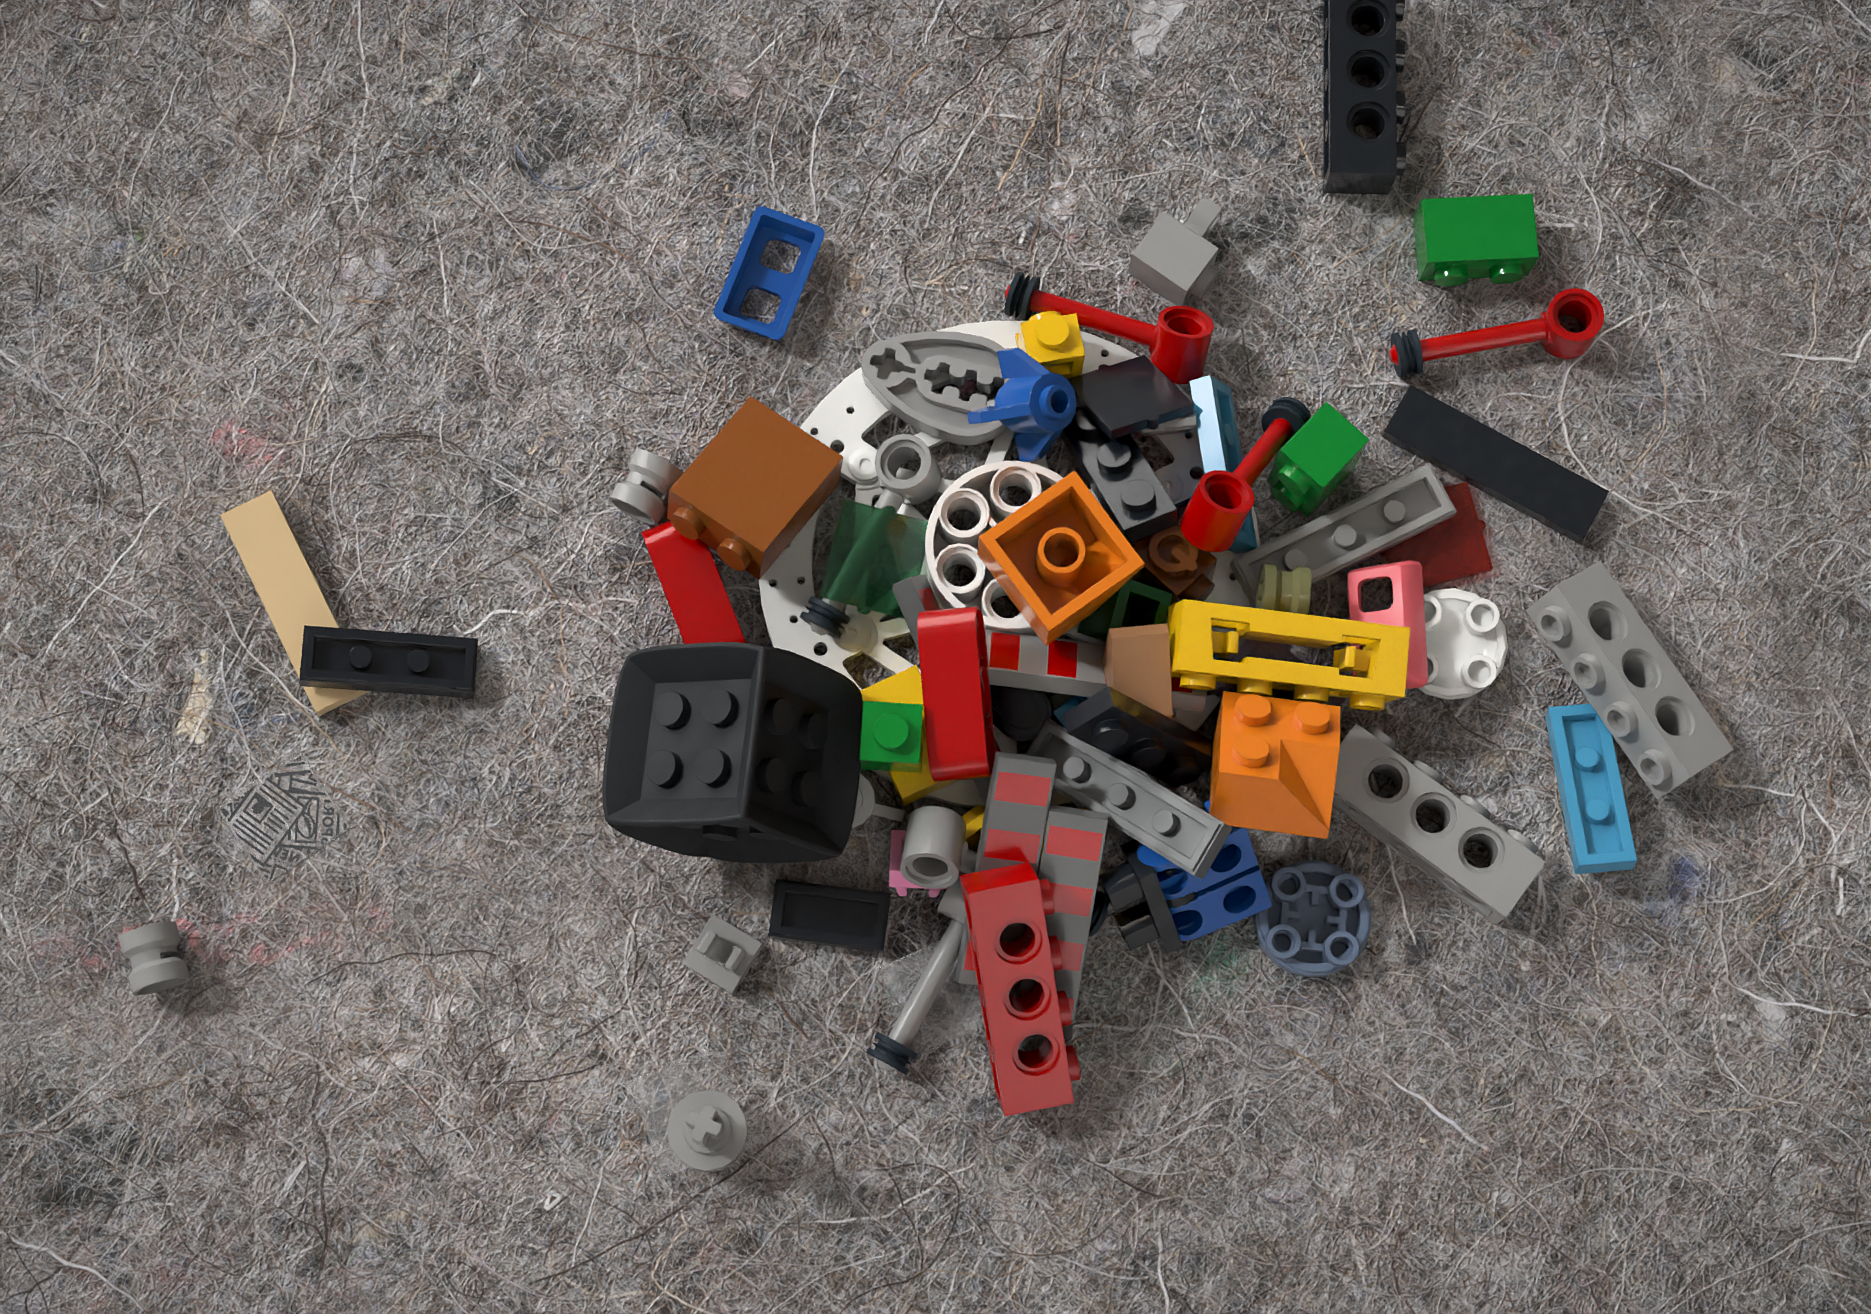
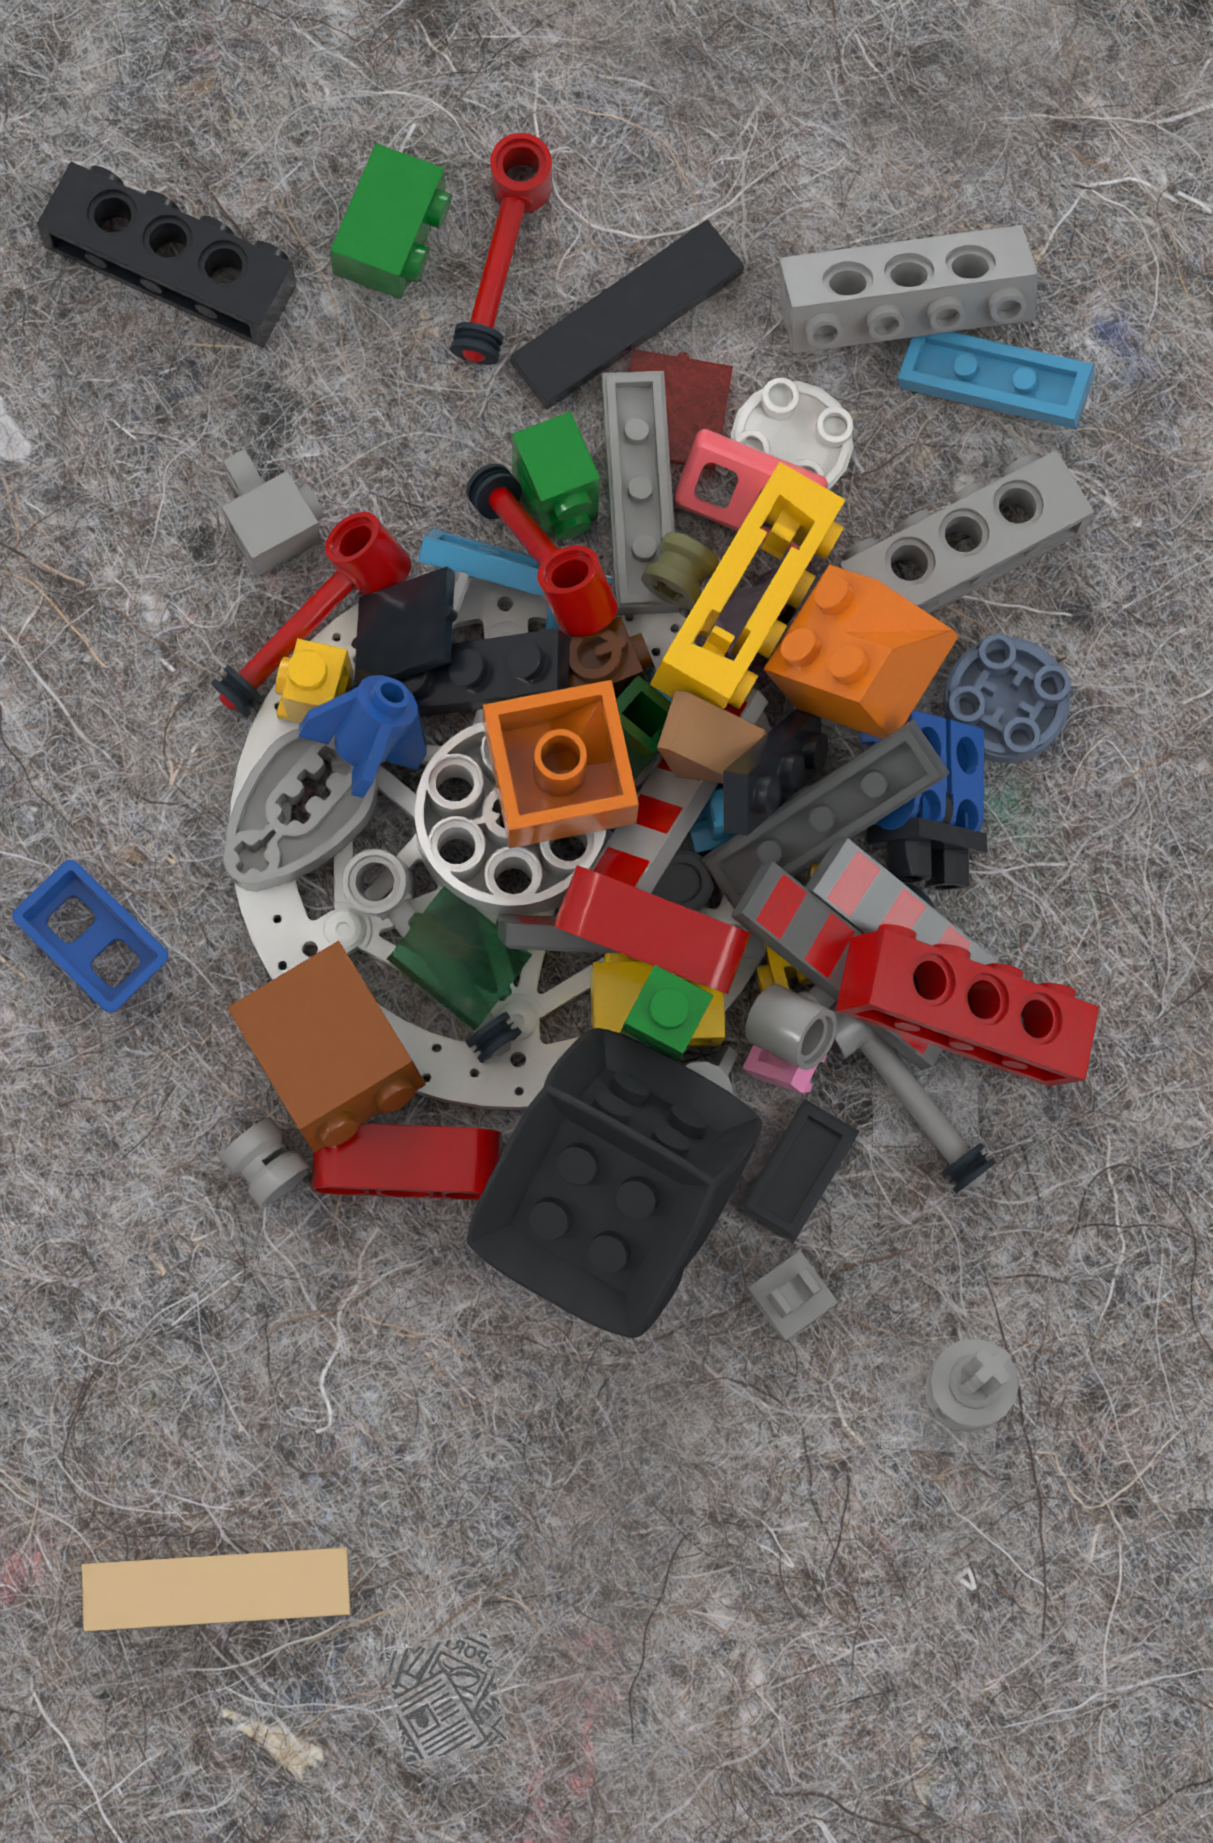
camera: 70 degrees left, 0 degrees up
(388, 662) = (331, 1513): black tile -> none

